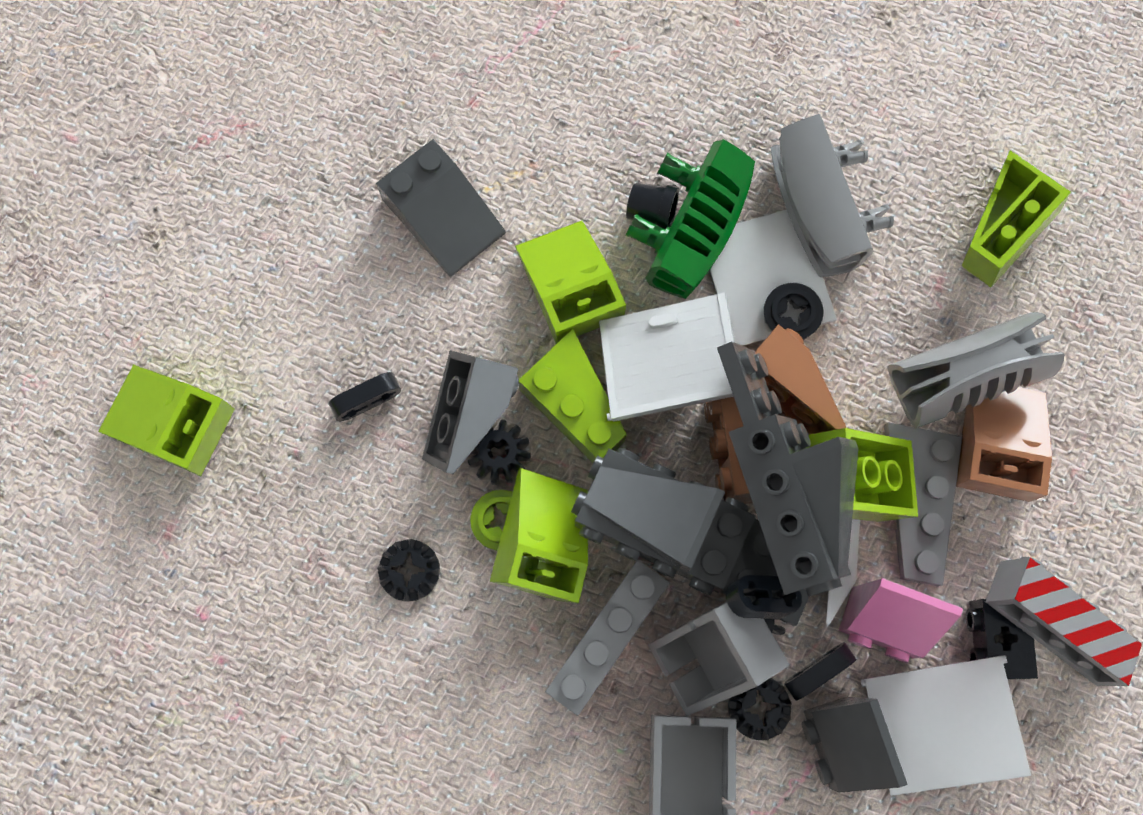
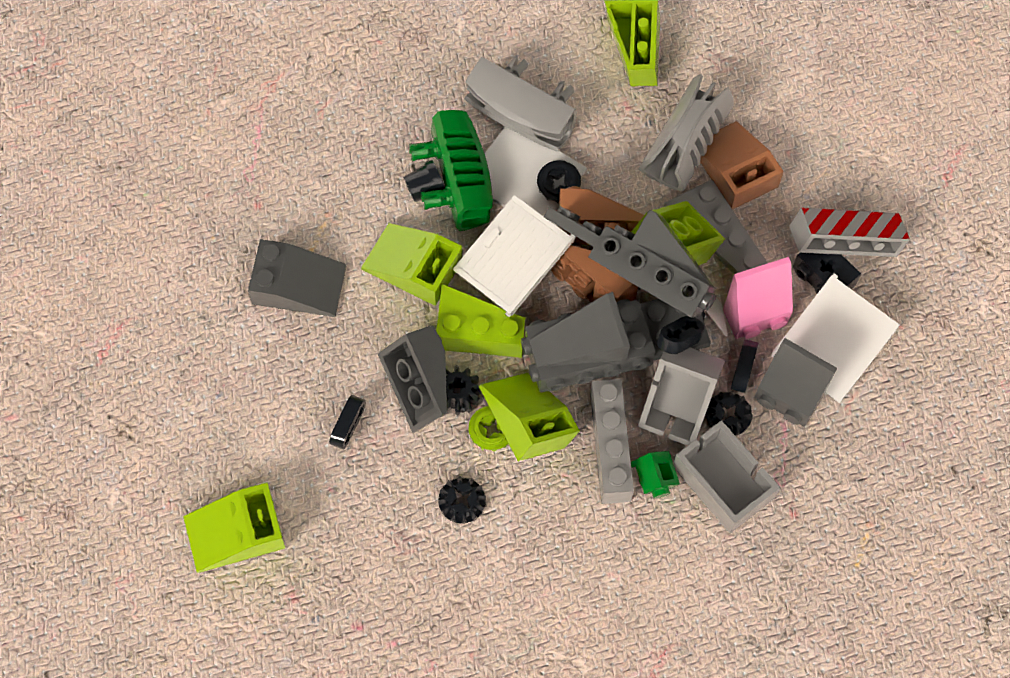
camera: 40 degrees left, 10 degrees down
(623, 712) = (656, 473): none -> green brick

